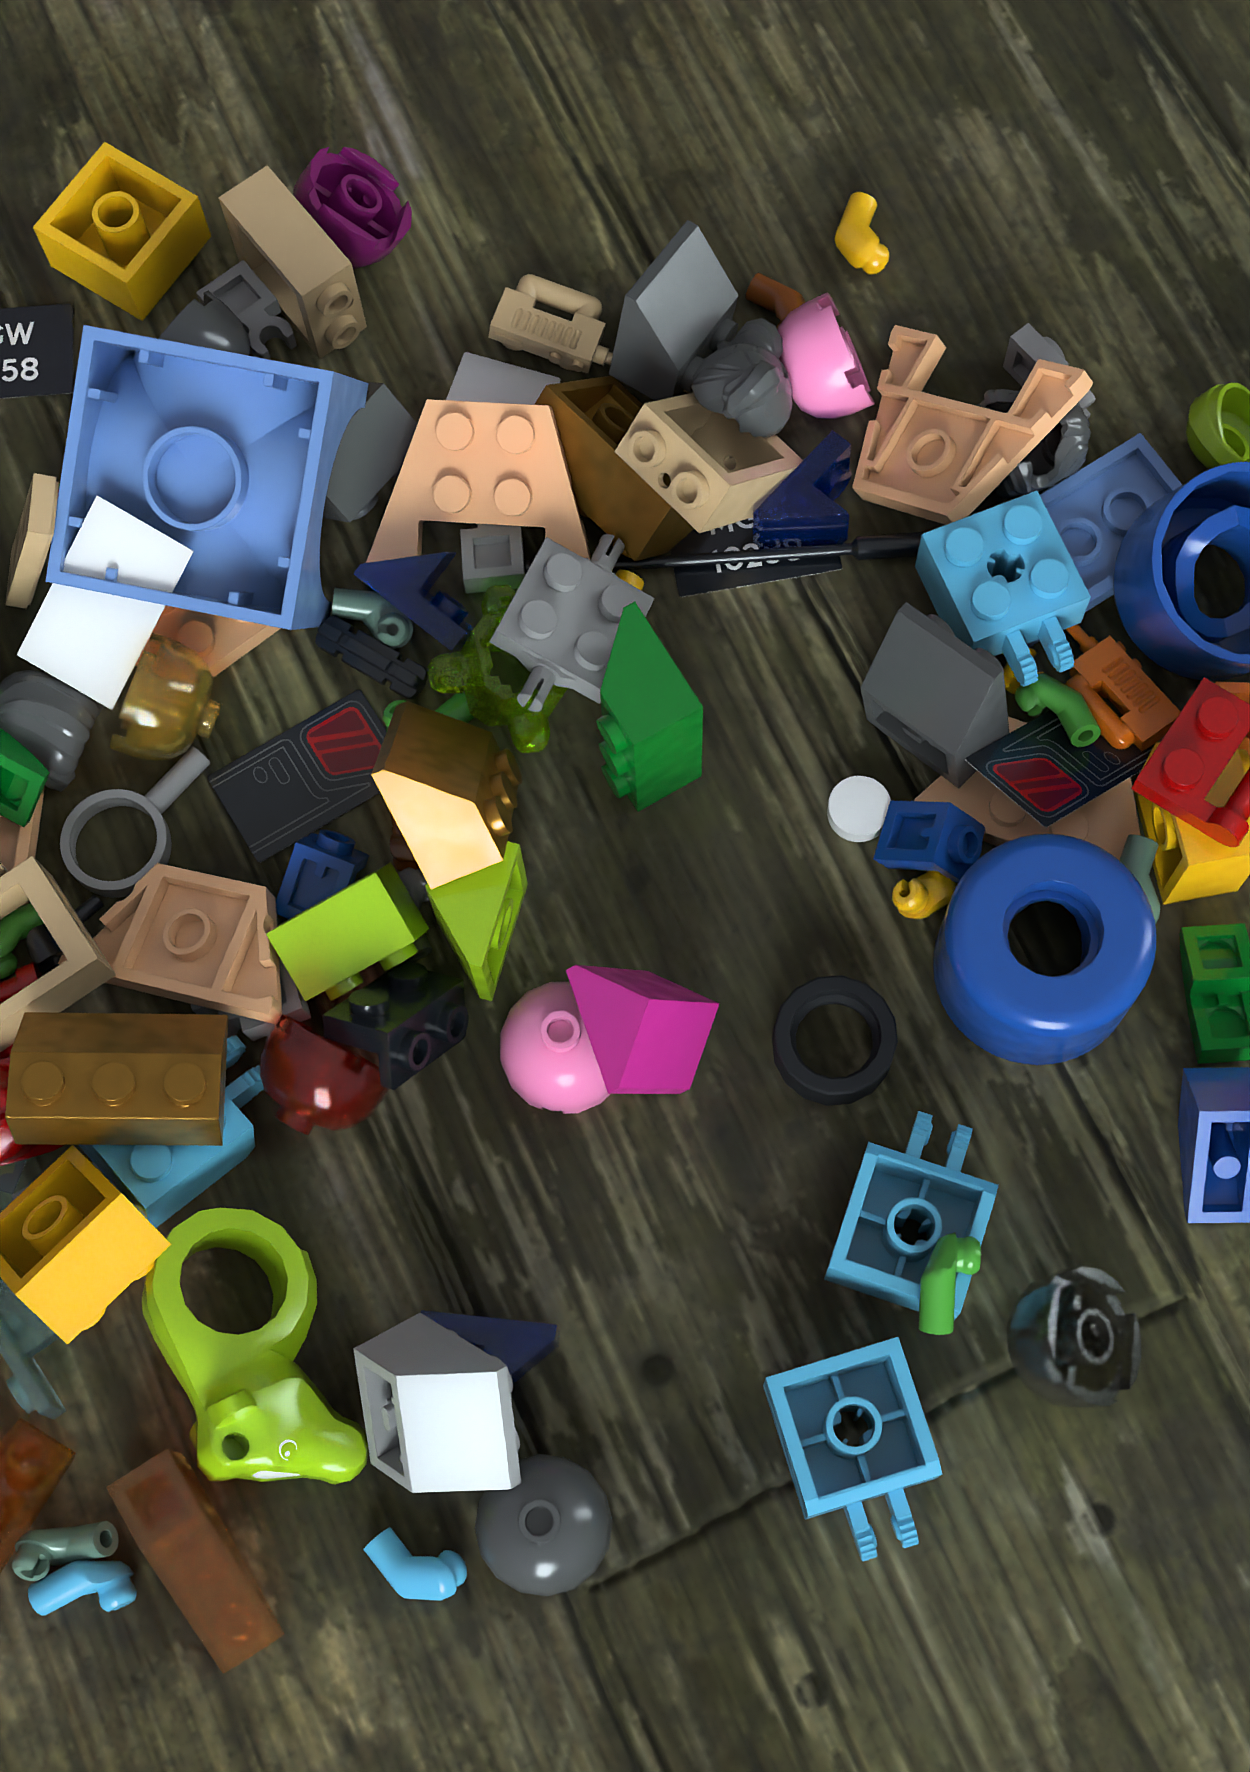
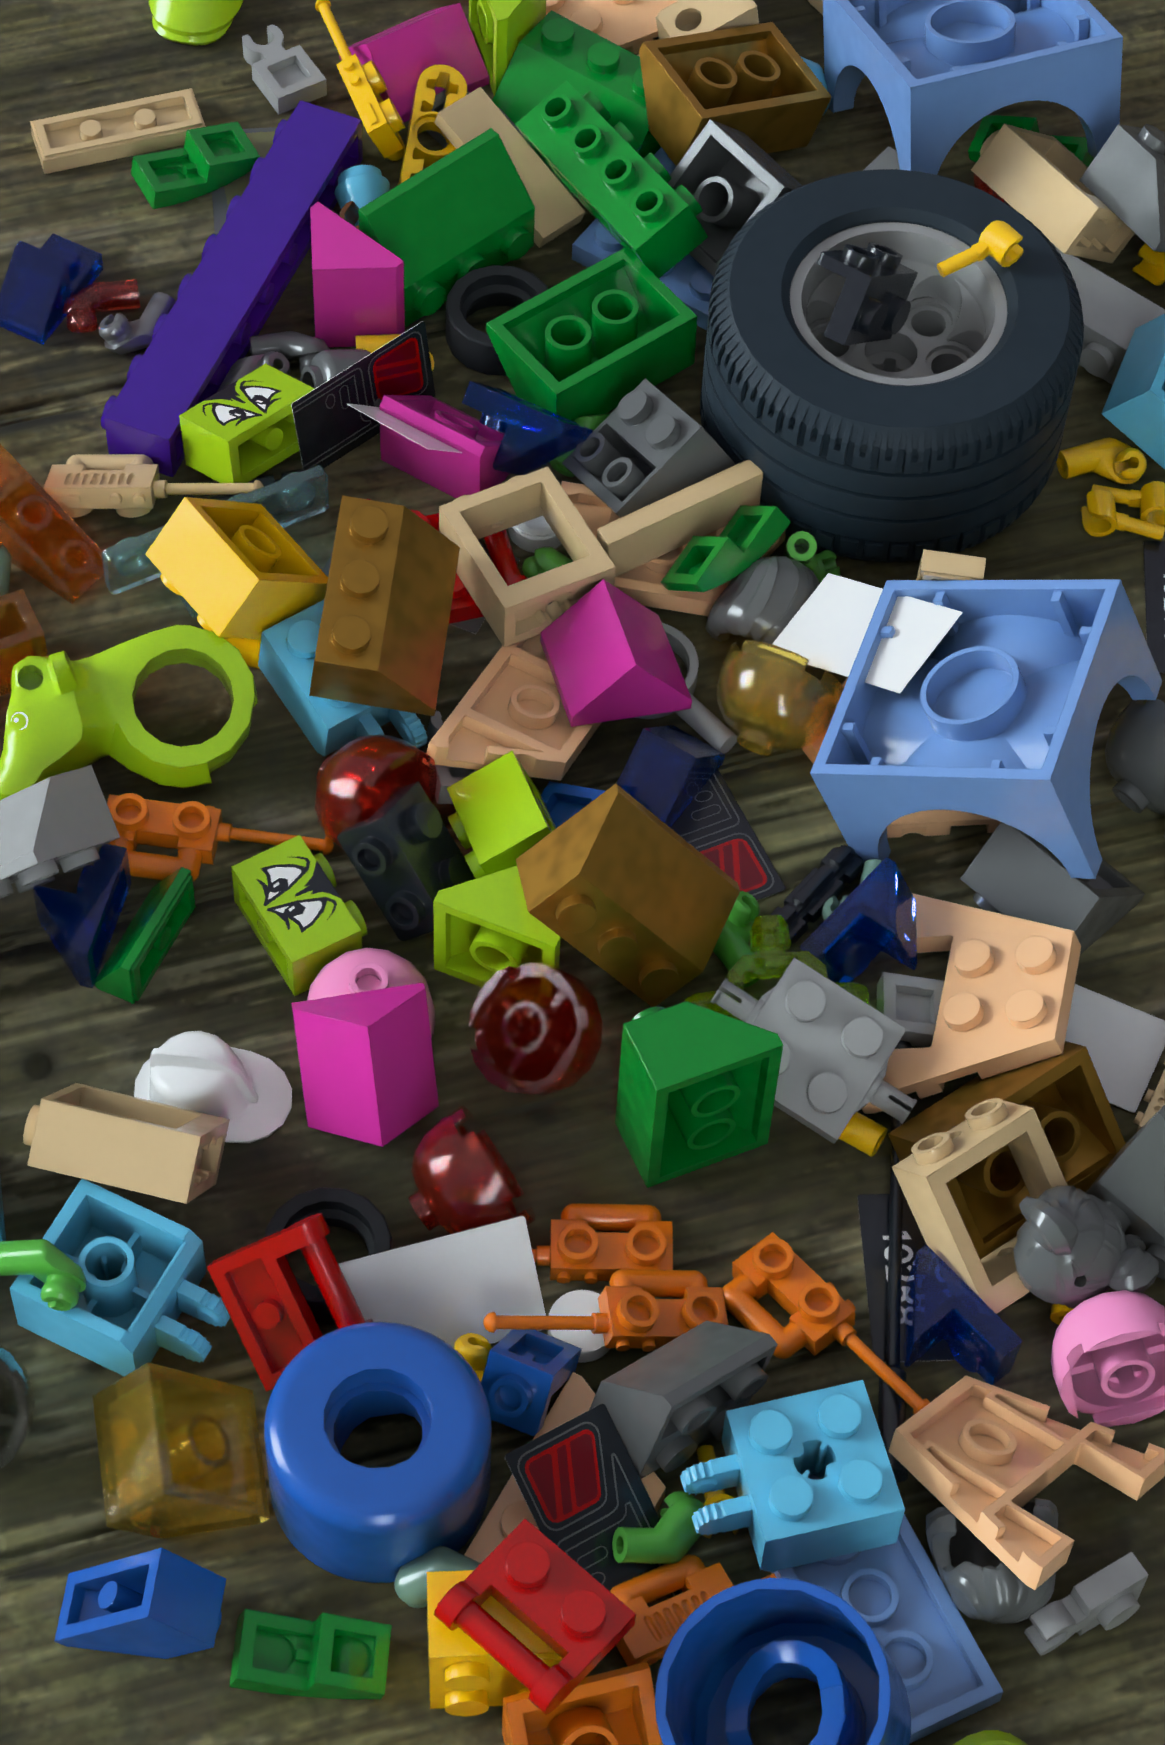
camera: 90 degrees right, 15 degrees down
(131, 862) = (612, 660): none -> dark pink slope
(253, 805) = (668, 770): none -> clear blue slope
(364, 1262) = (185, 827): none -> orange piece
(461, 1129) = (296, 910): none -> lime brick
(500, 1283) = (148, 937): none -> green slope
(581, 873) = (535, 1029): none -> clear red cylinder
(664, 1188) = (212, 1078): none -> white piece
(736, 1237) = (126, 1142): none -> tan window
(748, 919) = (462, 1178): none -> clear red cylinder
(786, 822) = (593, 1256): none -> orange piece
(814, 609) = (815, 1309): none -> orange piece
(855, 756) = (632, 1314): none -> orange piece
(865, 927) = (451, 1281): none -> white sticker
(921, 1067) = (268, 1300): none -> red plate
(1067, 1138) = (179, 1454): none -> clear yellow slope

